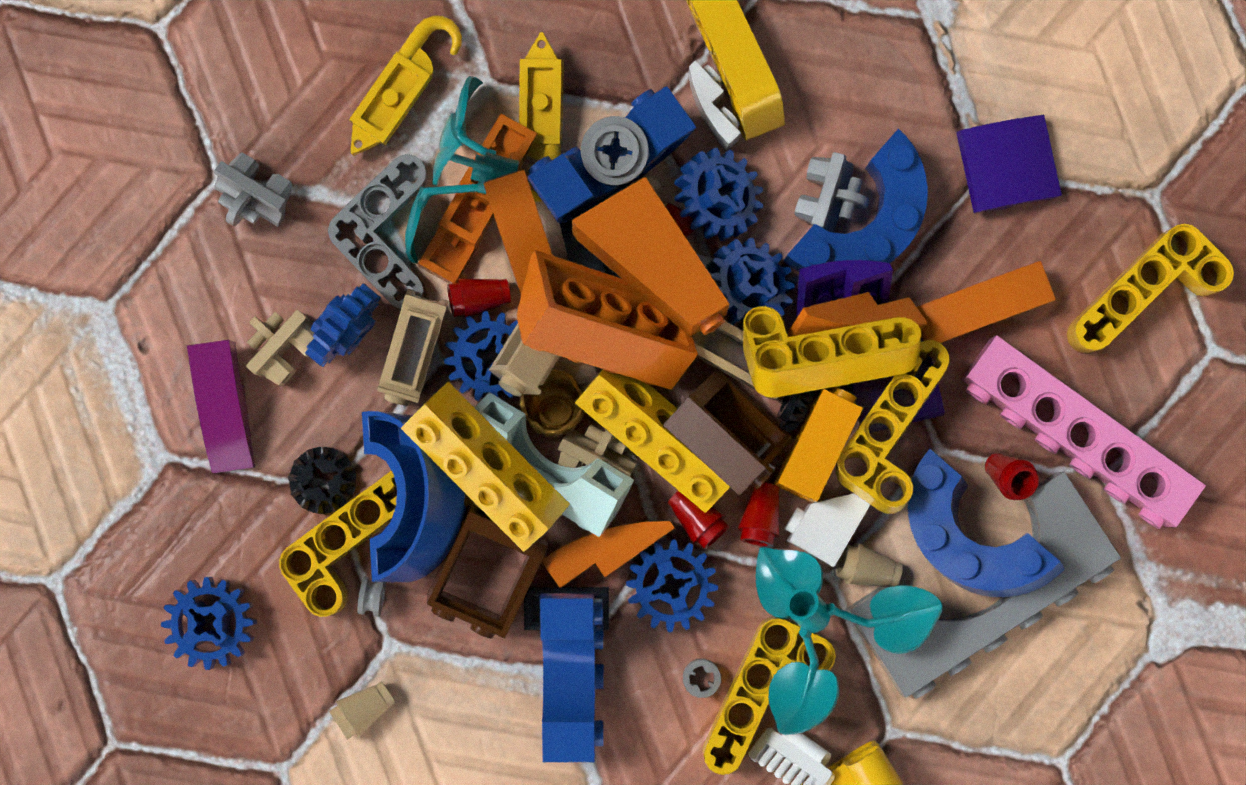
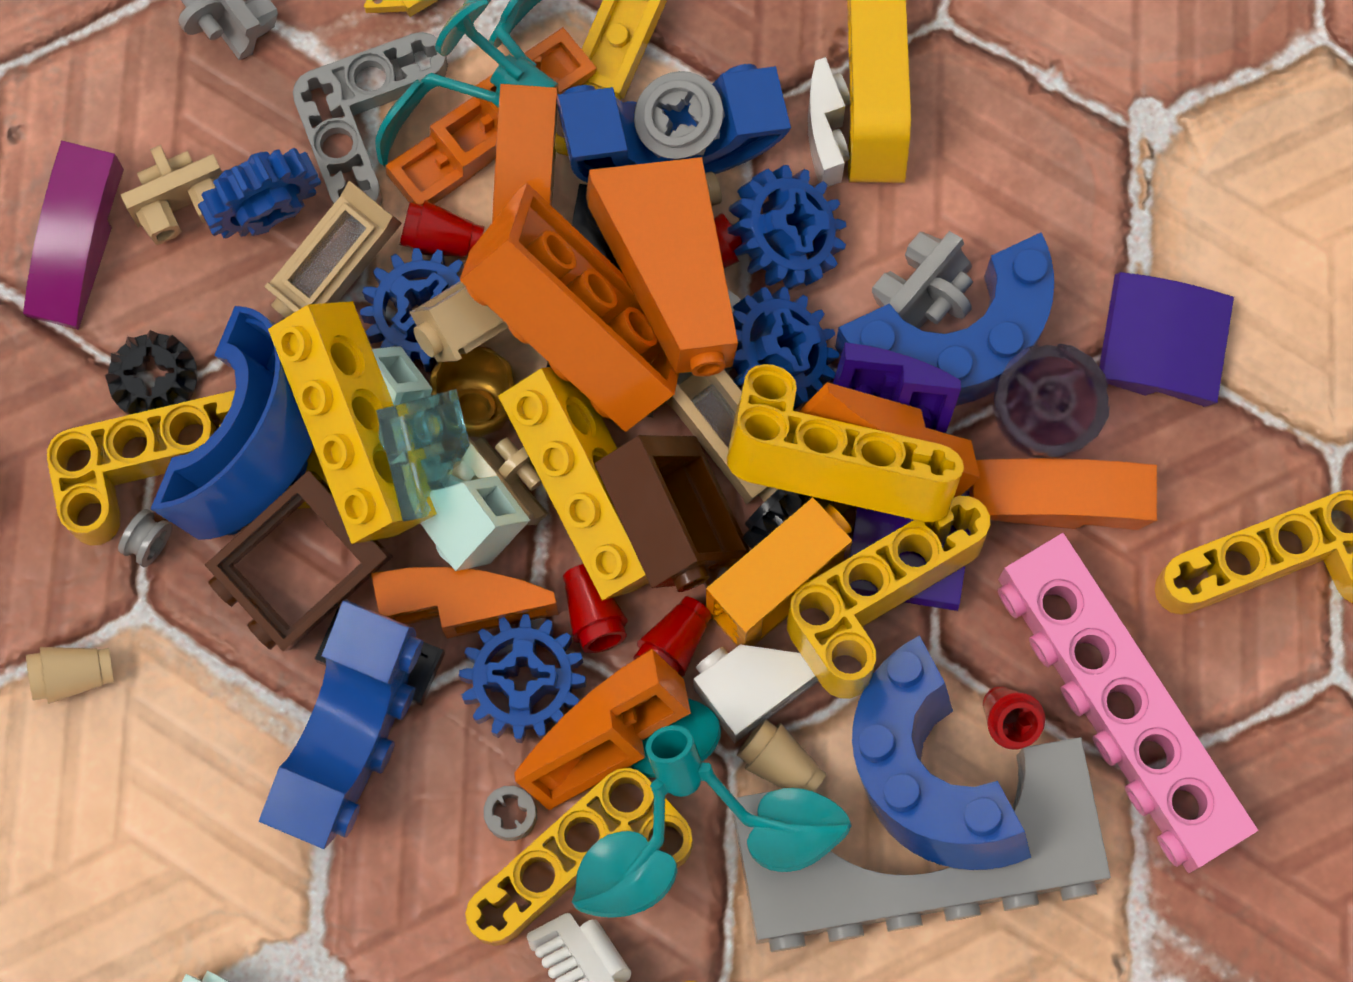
camera: 20 degrees right, 10 degrees down
(541, 464) = (422, 446): none -> clear light blue wing
(744, 599) = (604, 730): none -> orange slope
(953, 247) = (1051, 401): none -> cylinder

